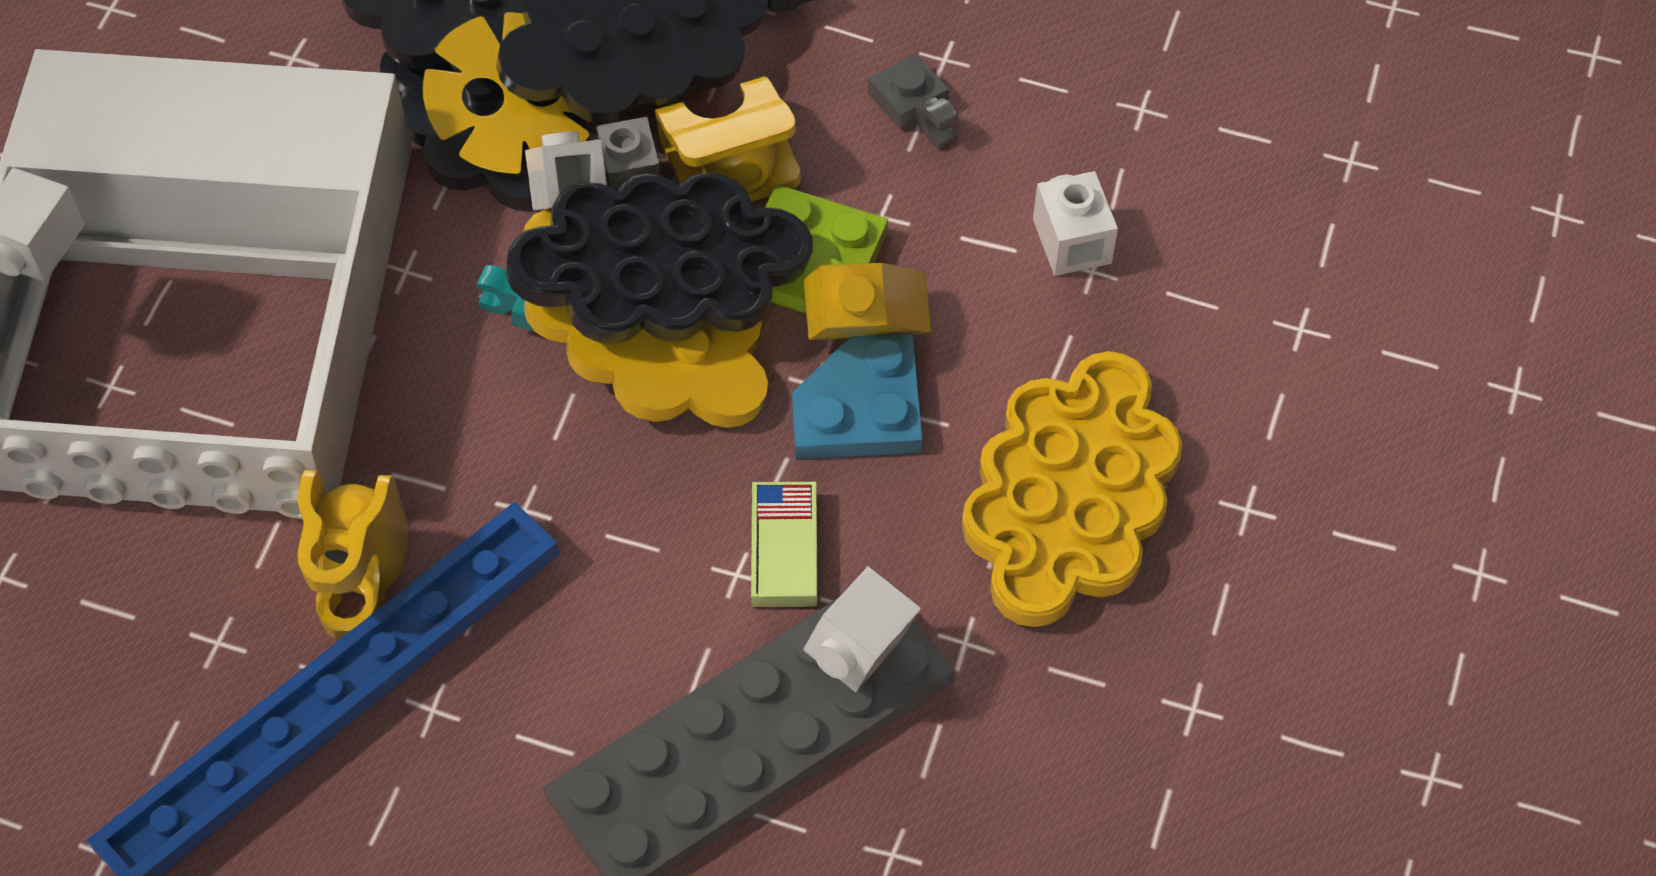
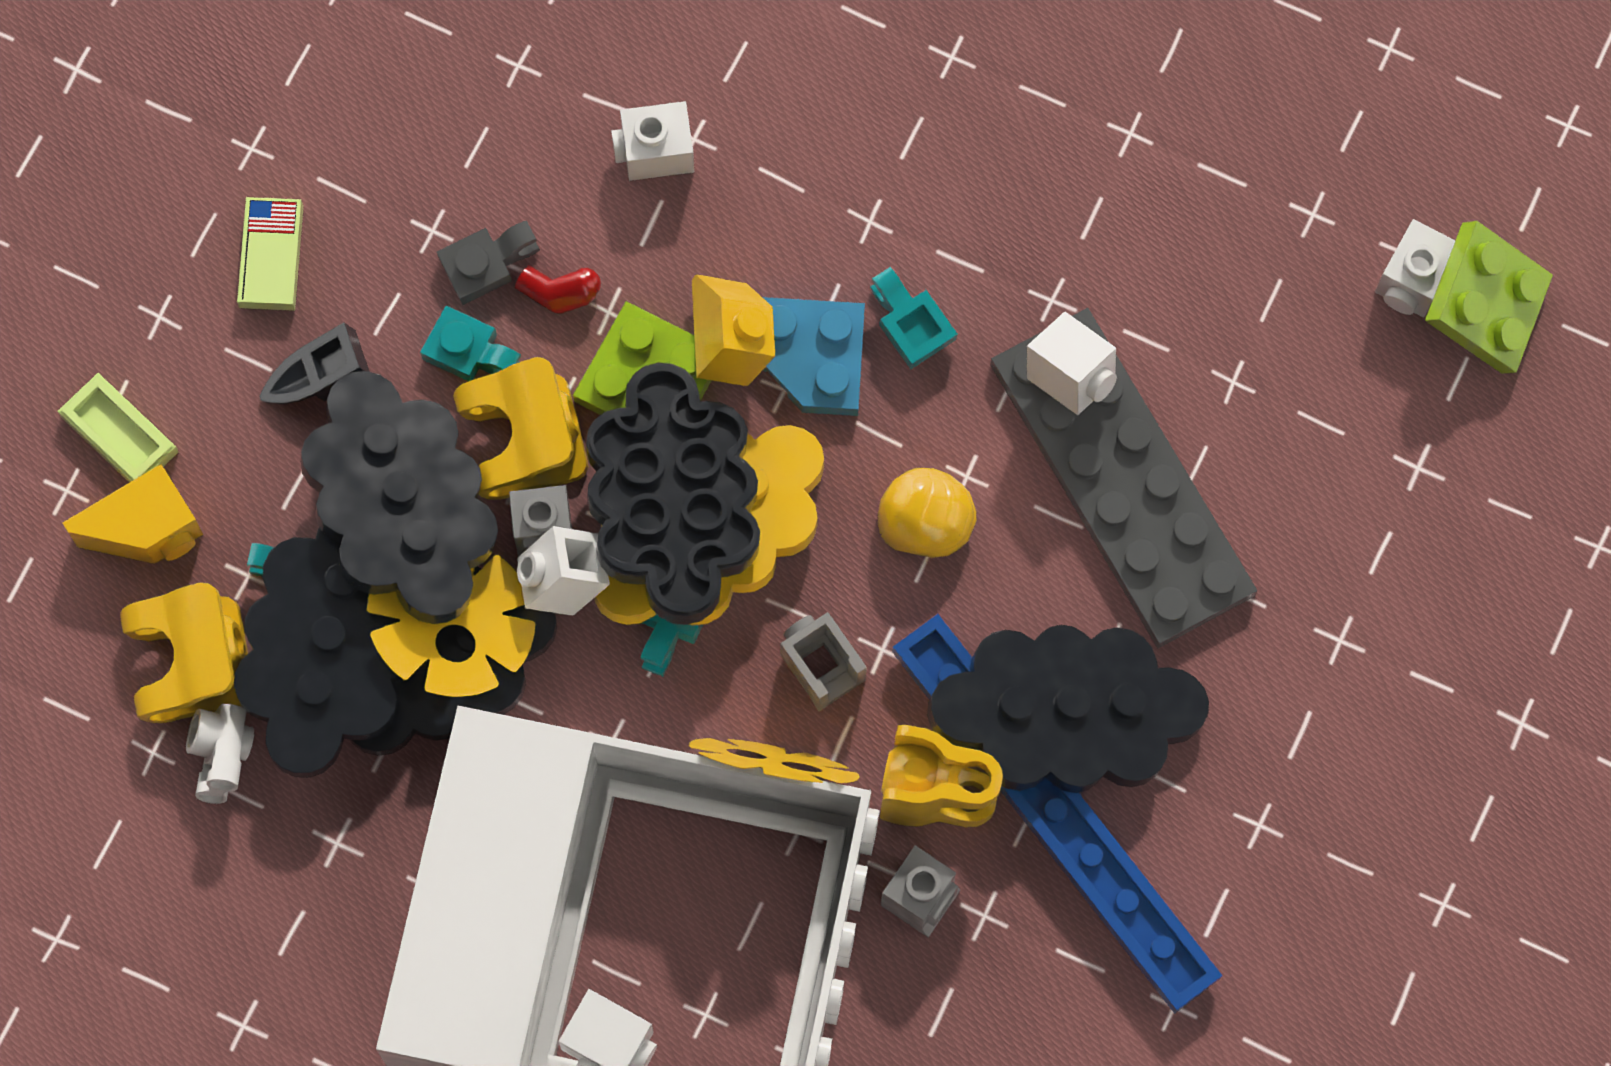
camera: 85 degrees left, 15 degrees up
(231, 557) = (920, 891): none -> light grey window
(336, 360) = (773, 763): none -> yellow piece
(449, 689) = (1069, 707): none -> black plate
(485, 421) = (806, 637): none -> light grey window
(678, 524) = (926, 513): none -> yellow hair
(784, 544) = (948, 431): yellowish green tile -> none
(818, 93) = (465, 346): none -> teal plate
(891, 167) = (562, 293): none -> red arm
(906, 491) = (914, 324): none -> teal plate
(1071, 488) = (923, 188): yellow plate -> none

